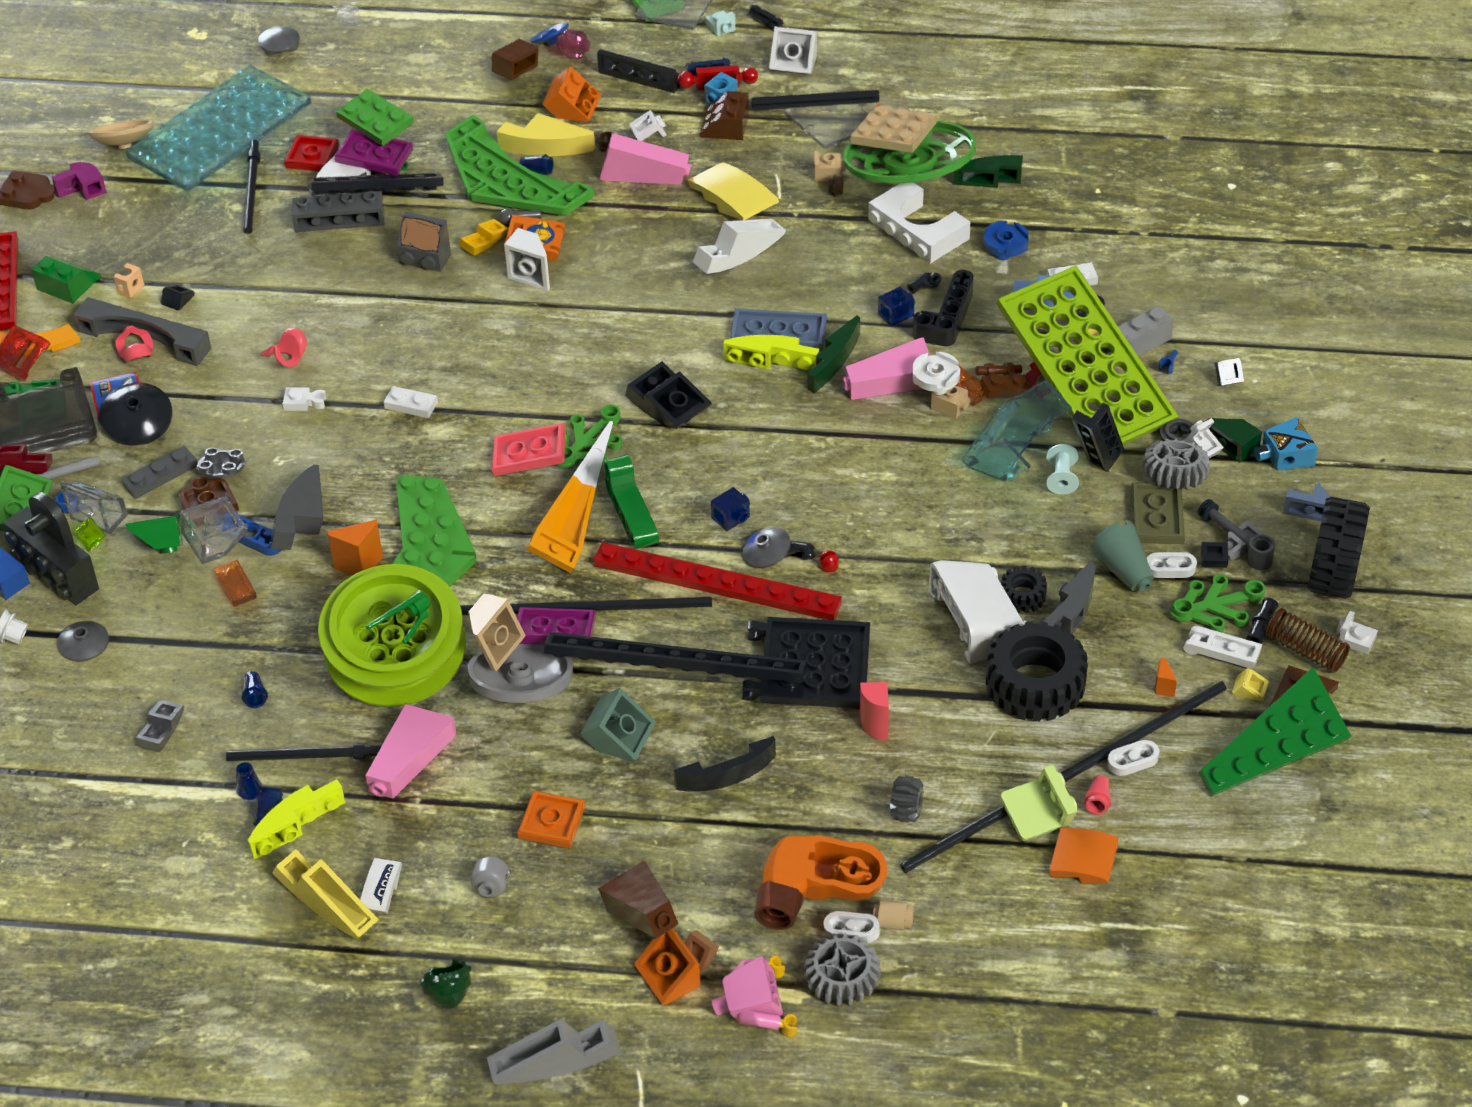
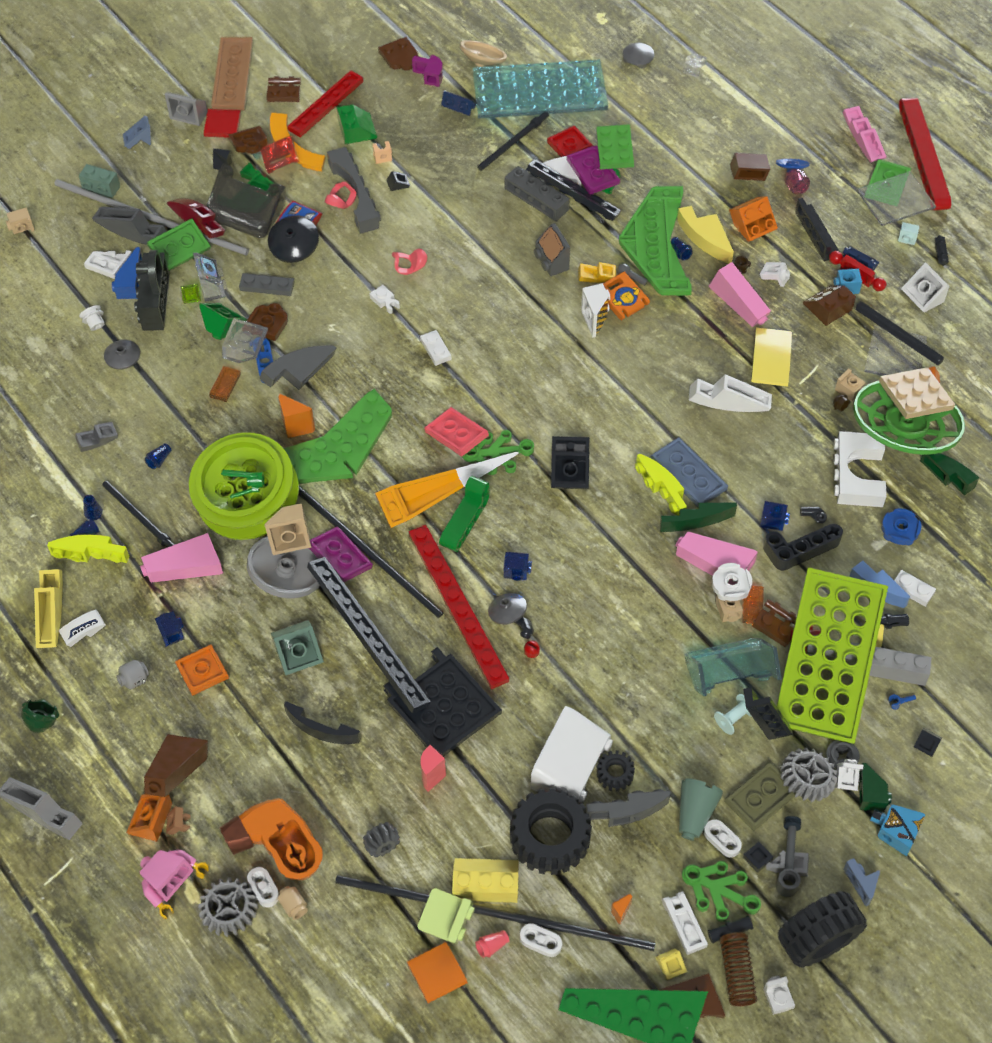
camera: 45 degrees right, 10 degrees up
(149, 190) = (457, 103): none -> dark blue hinge
(221, 463) = (298, 304): flat silver dish -> none
(472, 812) = (170, 628): none -> clear blue brick
(1030, 751) = (486, 880): none -> light yellow slope

